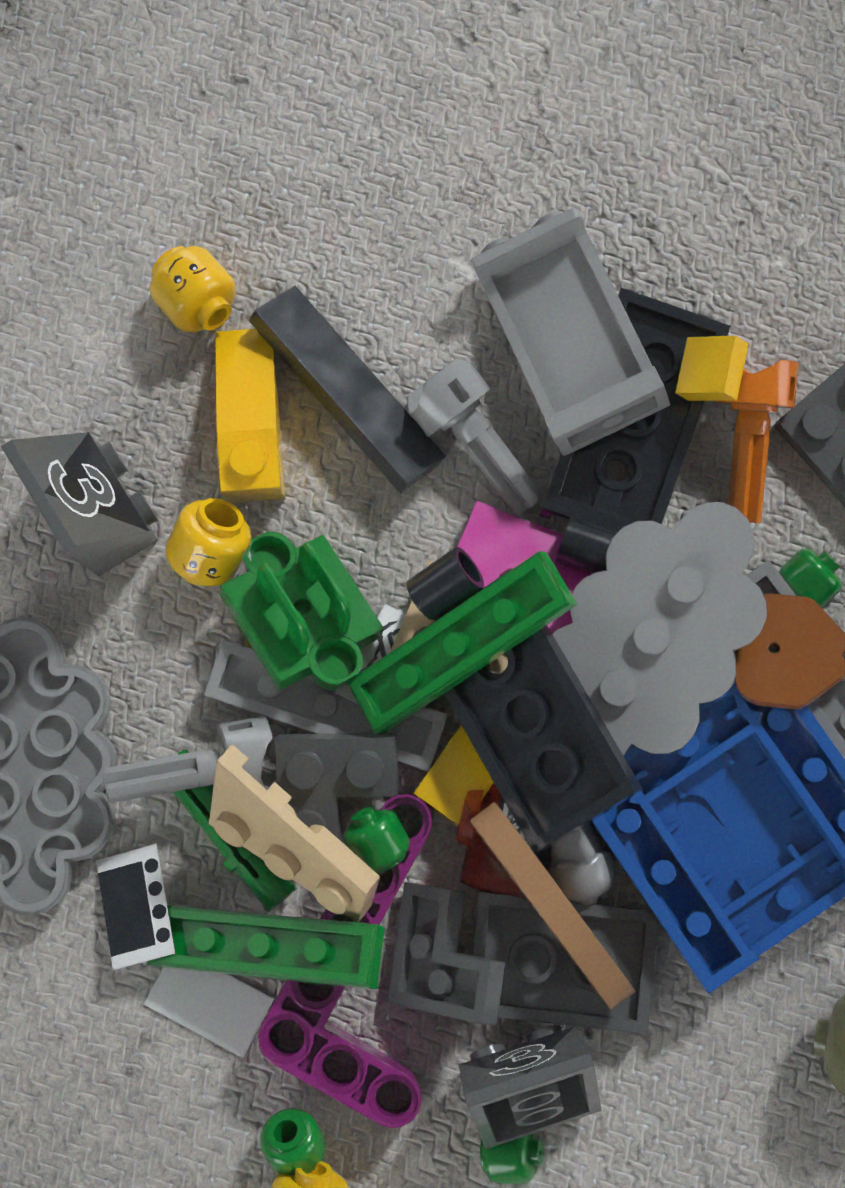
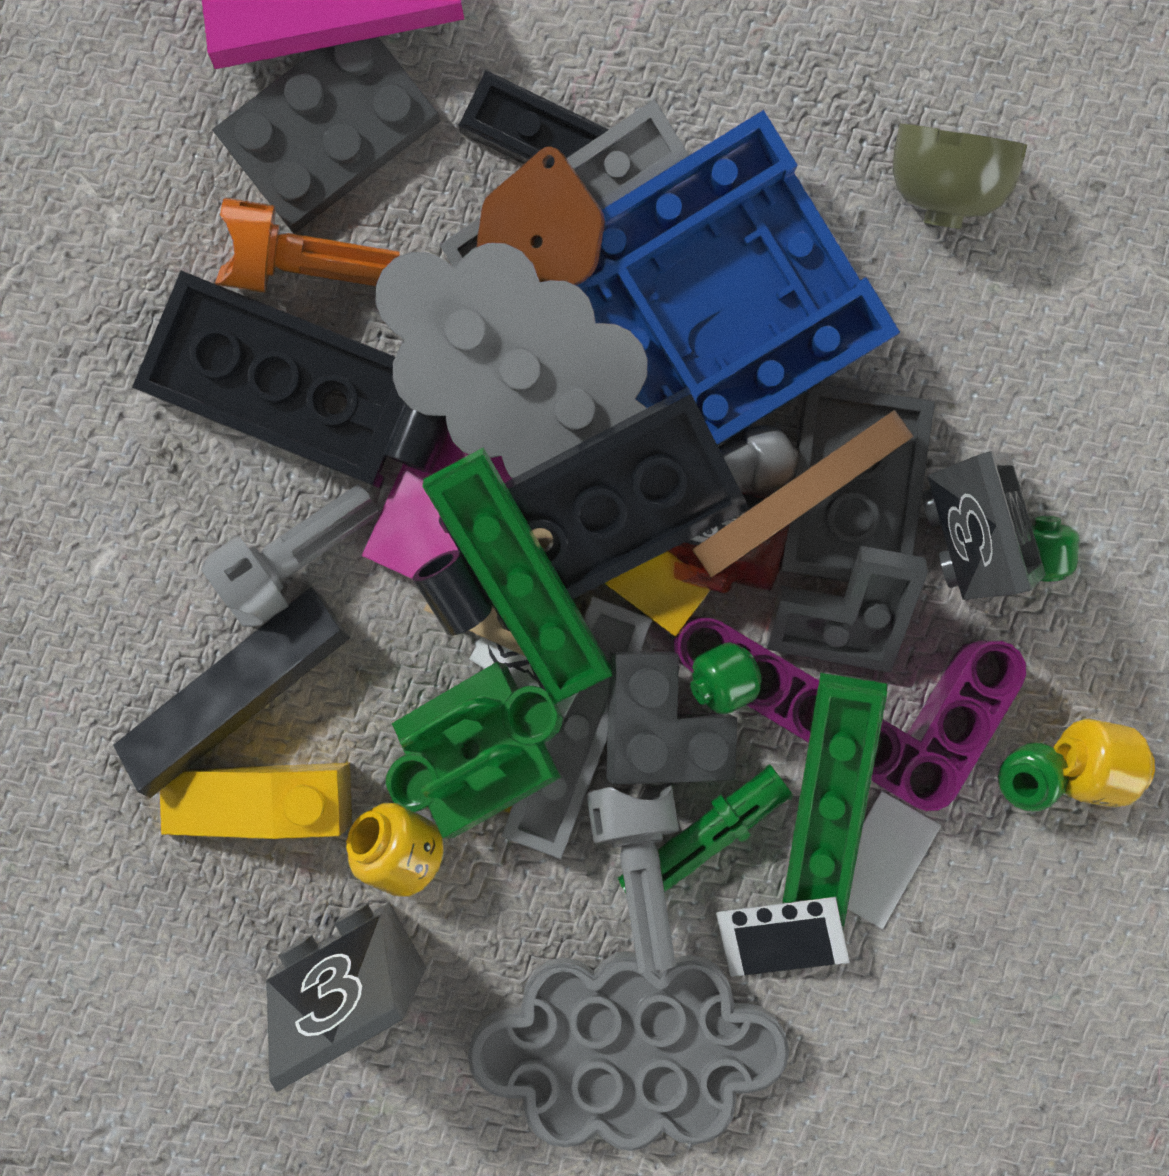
camera: 90 degrees left, 5 degrees up
(192, 289) = (110, 859): yellow head -> none
(270, 829) = (712, 791): tan wing -> none
(569, 331) = (176, 445): light grey panel -> none
(712, 368) = (226, 290): yellow tile -> none
(812, 575) = (457, 201): green piece -> none

